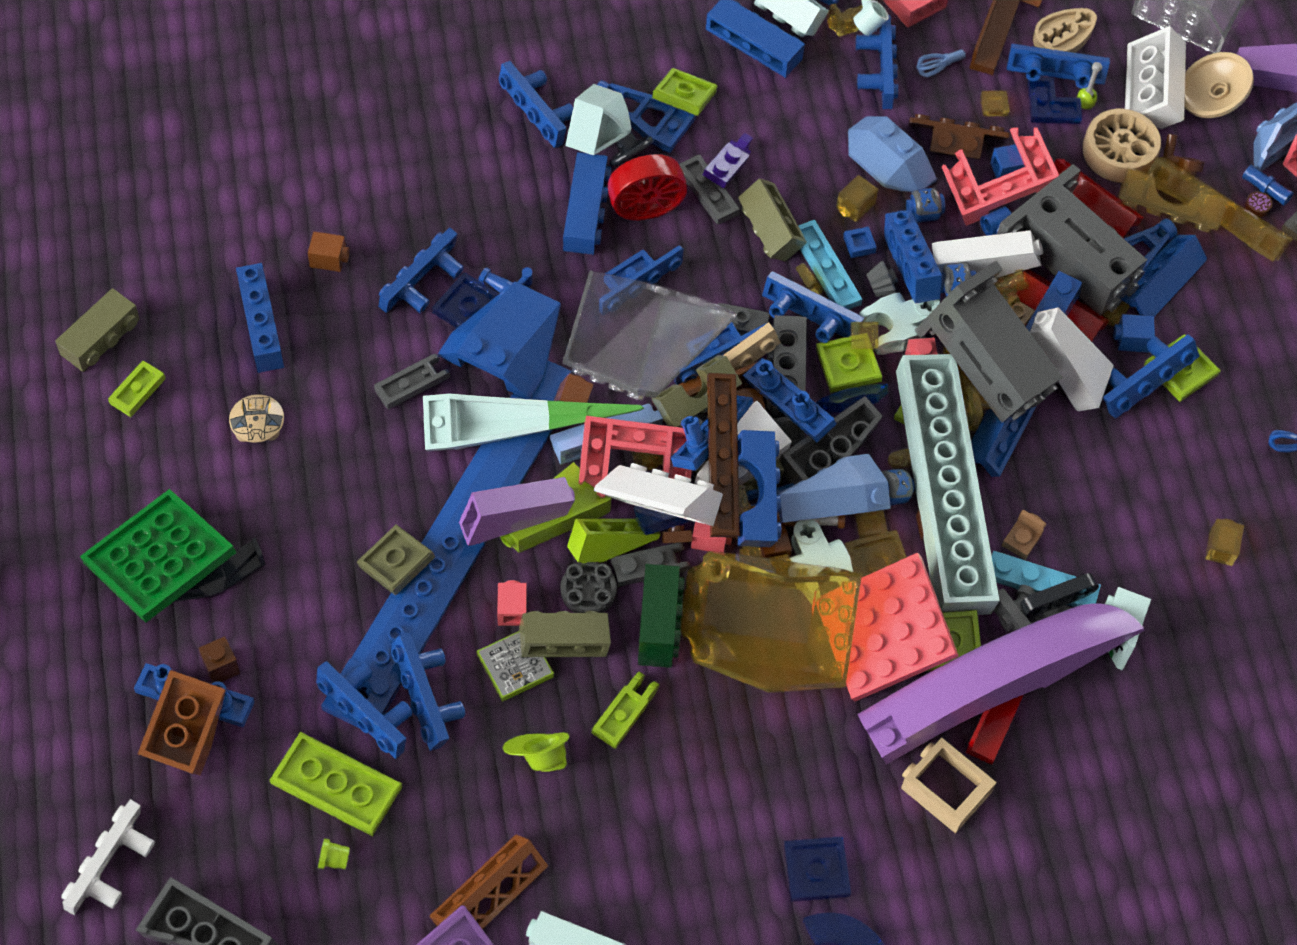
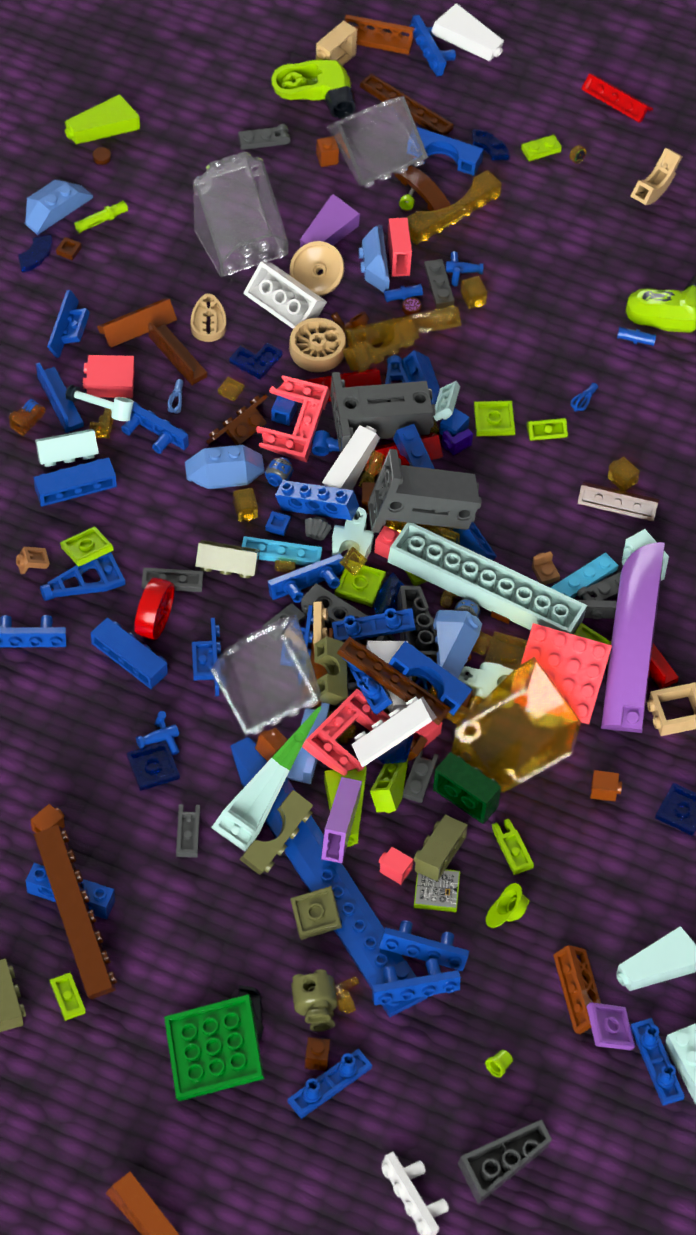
camera: 55 degrees left, 5 degrees down
(183, 723) = (355, 1093): dark orange slope -> none
(223, 330) = (75, 912): none -> reddish brown brick
(256, 419) = (145, 937): tan dish -> none
(281, 618) = (315, 999): none -> olive piece
(305, 650) = (345, 1001): none -> clear yellow plate
(336, 783) = (448, 1036): lime tile -> none
(424, 261) = (106, 784): blue plate -> none
(495, 460) = (292, 812): none -> olive arch
(508, 338) = (200, 755): blue wedge -> none
(588, 587) = (413, 819): dark grey tile -> none
(601, 120) = (86, 605): light aqua piece -> none
(632, 56) = (32, 558): none -> medium nougat bracket
(729, 161) = (162, 554): dark purple hinge -> none
(779, 762) = (605, 785): none -> dark orange brick
(954, 275) = (358, 483): head -> none
(1056, 63) = (226, 342): blue plate -> none
(1059, 595) = (603, 574): black beam -> none
(1075, 356) = (455, 460): white slope -> none
(1088, 95) = (266, 337): hinge -> none
(1117, 351) = (457, 443): none -> dark purple bracket
(1155, 304) = (446, 401): none -> light aqua plate
(1158, 371) = (494, 442): blue plate -> none
(1184, 558) = (618, 501): none -> panel
(1217, 430) = (547, 429): none -> lime slope

